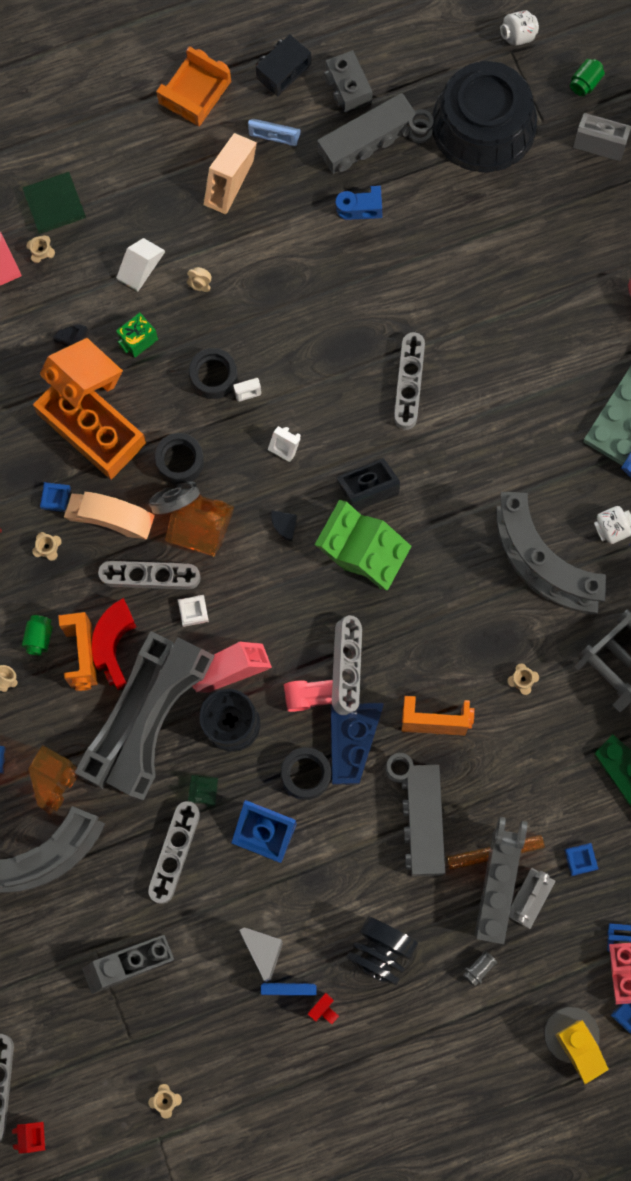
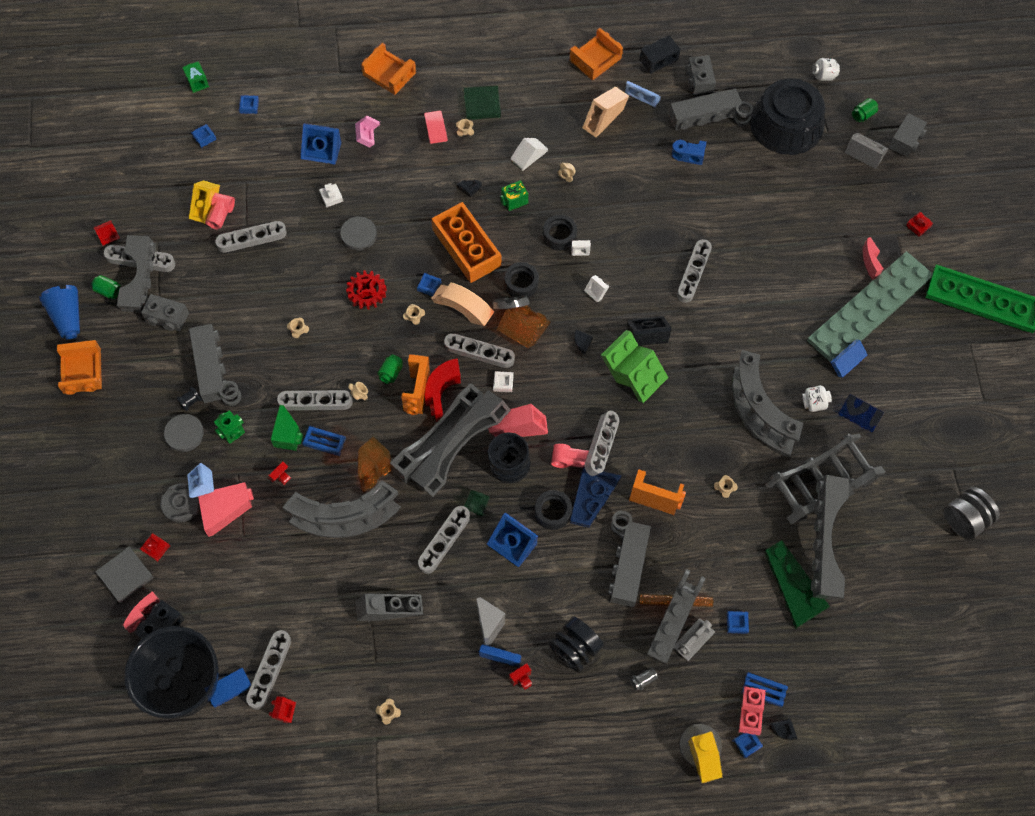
camera: 10 degrees right, 10 degrees down
(80, 371) = (469, 204): orange panel -> none

